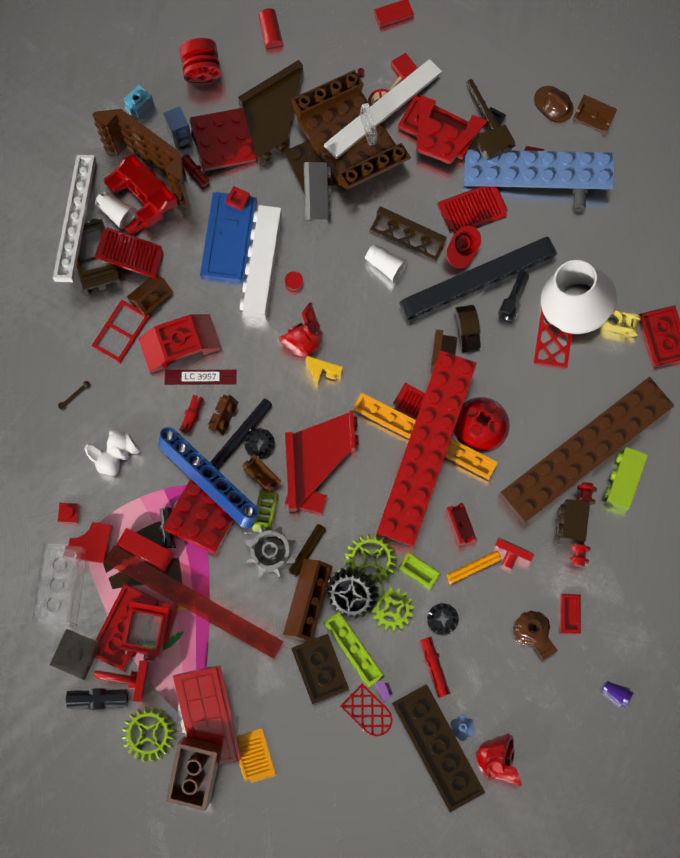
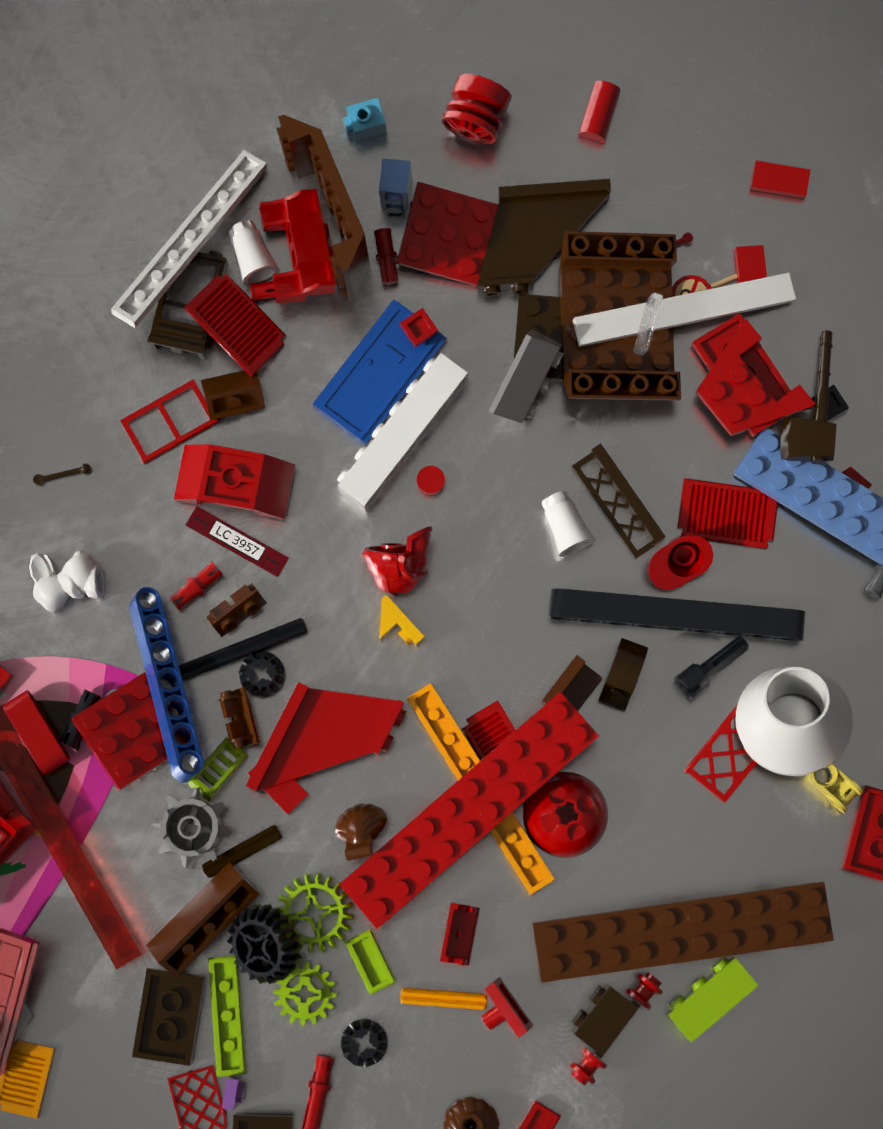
camera: 35 degrees right, 5 degrees up
(369, 496) = (359, 828): none -> reddish brown animal

